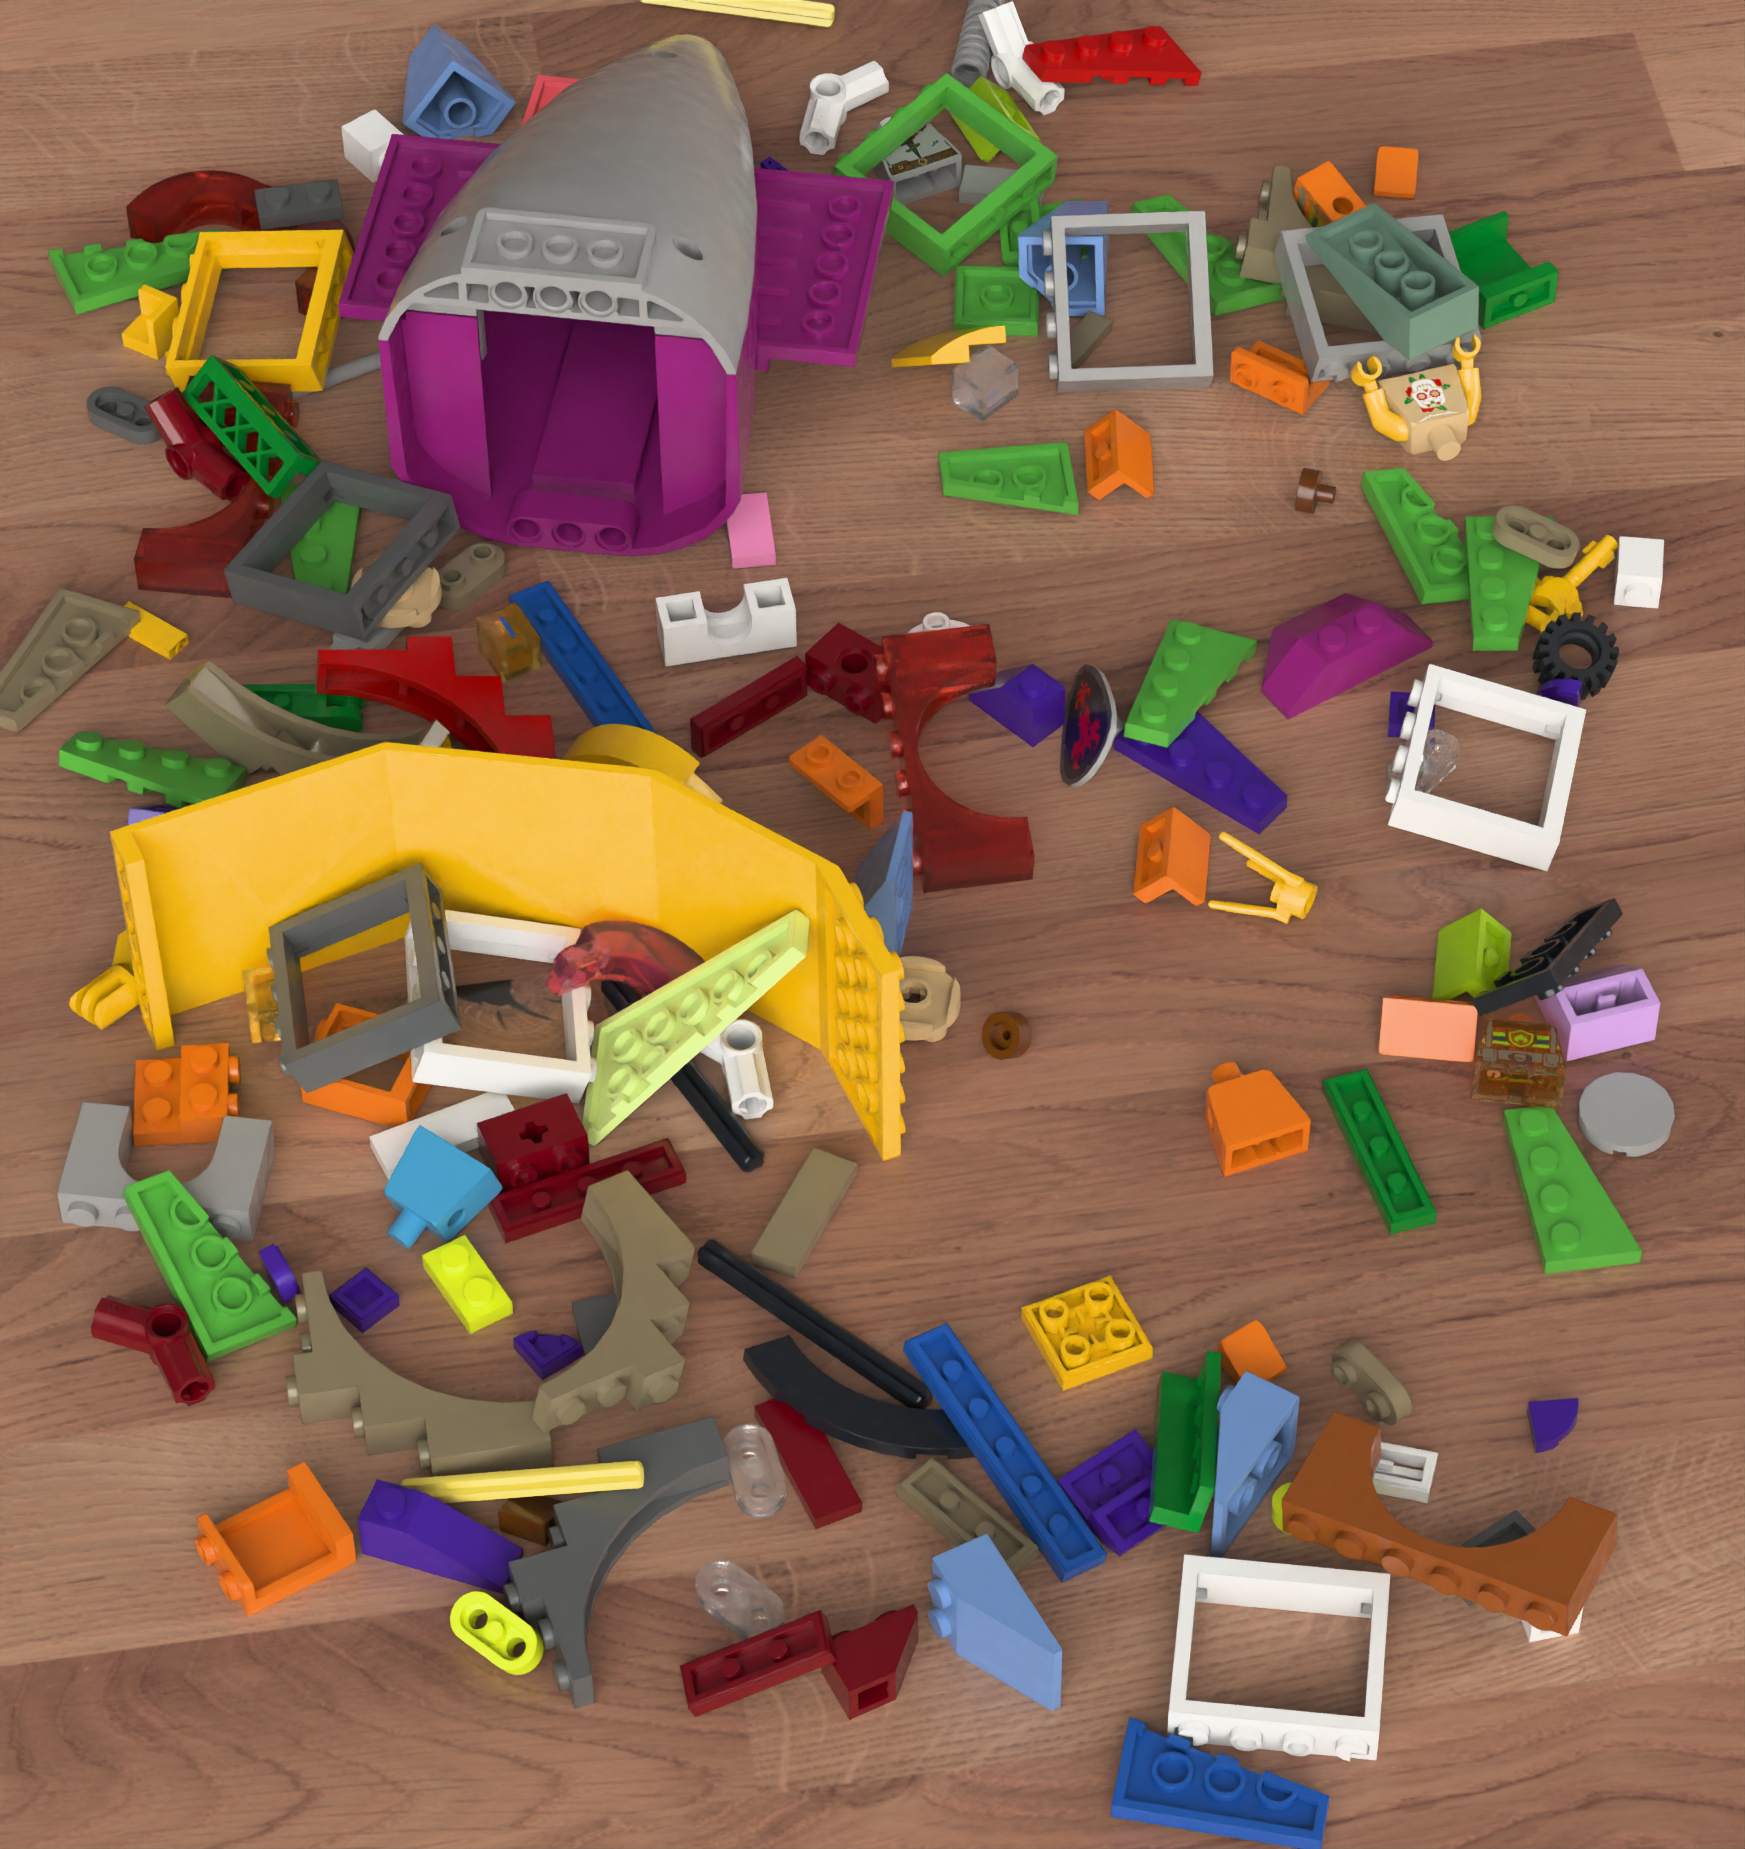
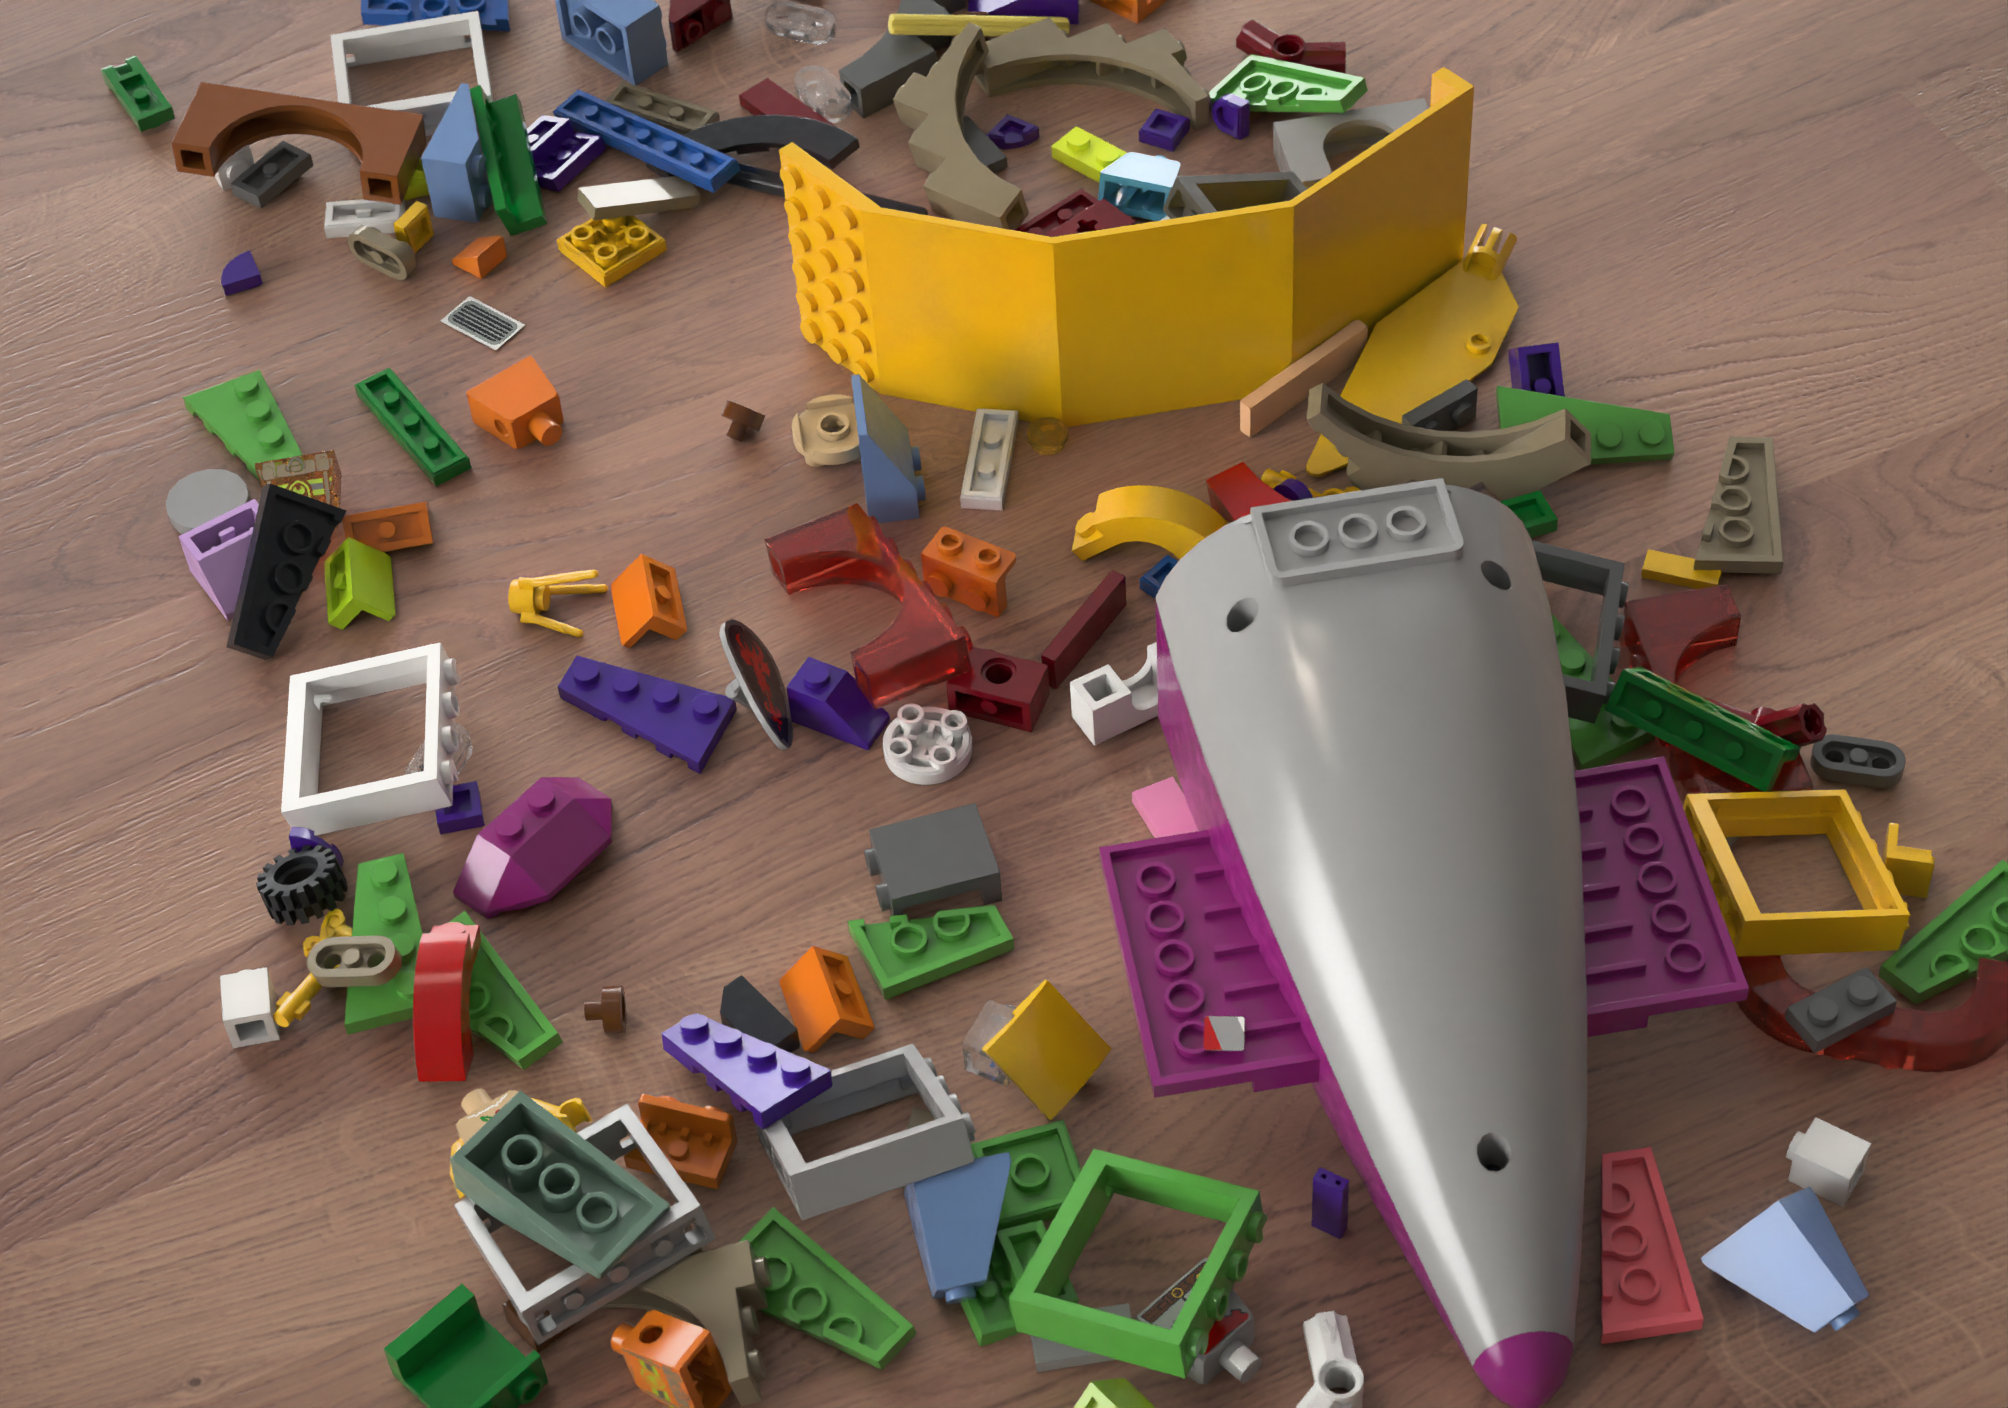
camera: 165 degrees right, 0 degrees up
(820, 199) = (1224, 1033): none -> light grey sticker
(983, 527) = (932, 859): none -> dark grey panel
(1045, 1352) = (638, 197): none -> dark tan tile
(1182, 678) = (683, 768): bright green wing -> none
(1185, 456) = (754, 1015): none -> black piece
(1207, 384) = (748, 1069): none -> wing
(1268, 1276) = (482, 323): none -> sticker
(1323, 1401) = (414, 226): none -> yellow tile
(1455, 501) = (442, 1002): none -> red arch
(1661, 1763) = (138, 94): none -> green plate

